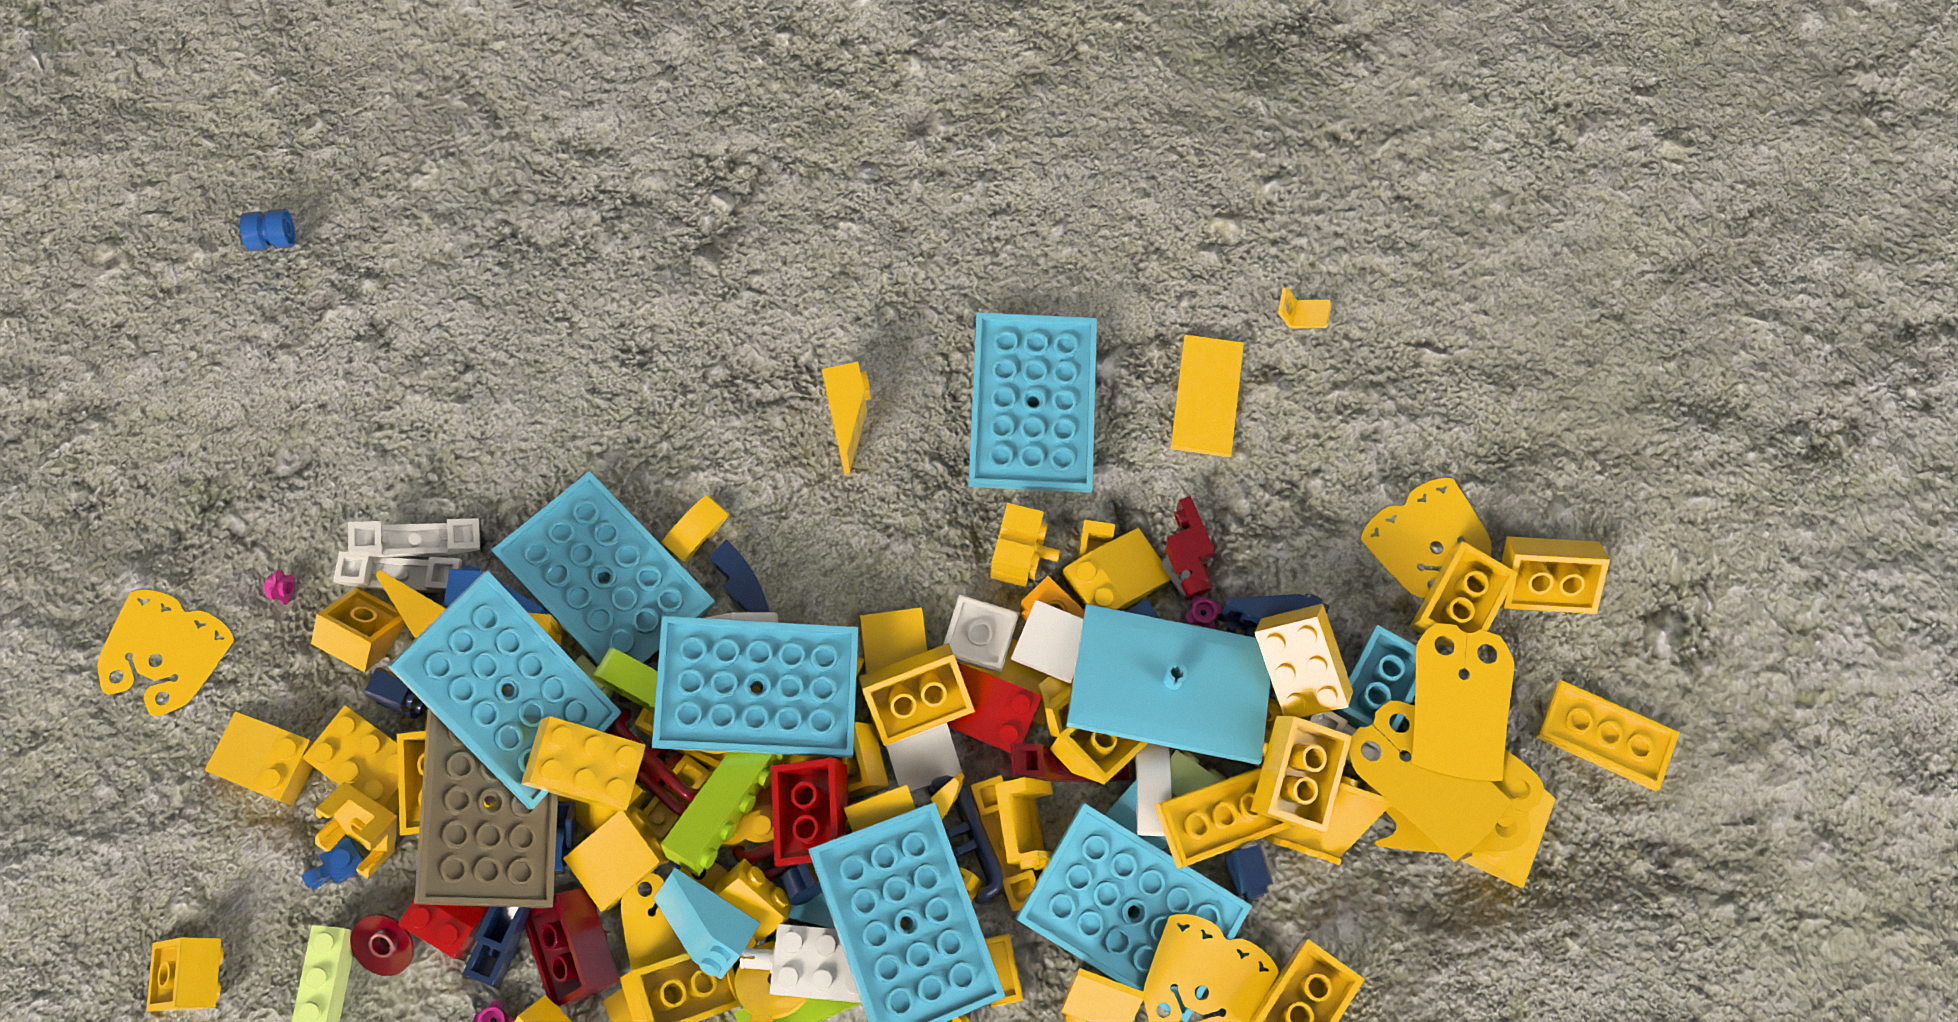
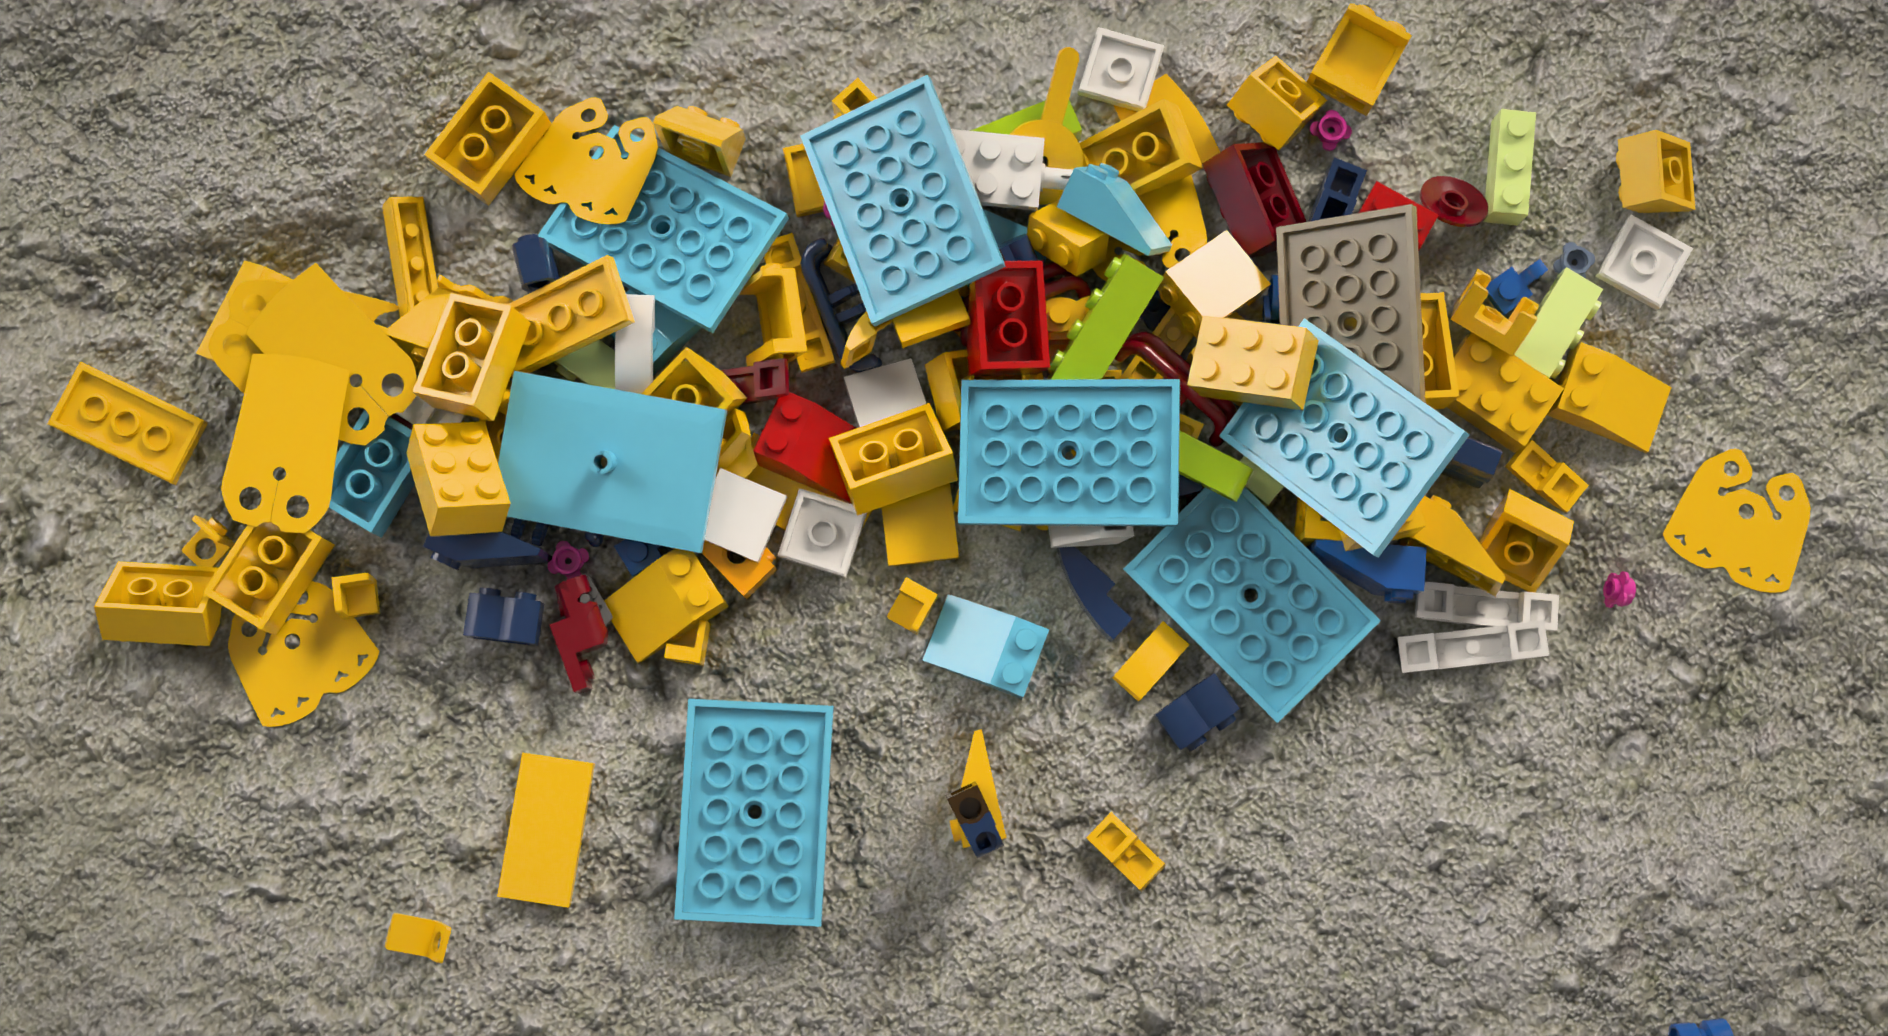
camera: 175 degrees left, 10 degrees up
(210, 890) = (1644, 262): none -> white tile
(267, 885) = (1573, 252): none -> sand blue plate
(293, 835) = (1559, 322): none -> yellowish green brick
(329, 686) = (1546, 477): none -> yellow slope
(658, 484) = (1197, 712): none -> dark blue brick
(724, 377) = (1126, 851): none -> yellow slope
(836, 539) = (986, 645): none -> medium azure slope
(848, 379) = (975, 819): none -> leg
(900, 573) = (912, 606): none -> yellow panel
(1020, 546) = (775, 631): yellow brick -> none
(1255, 561) = (504, 618): none -> dark blue brick
(1369, 894) = (409, 250): none -> yellow slope
(1386, 580) = (355, 595): none -> yellow panel
(1516, 633) = (212, 530): none -> yellow bracket

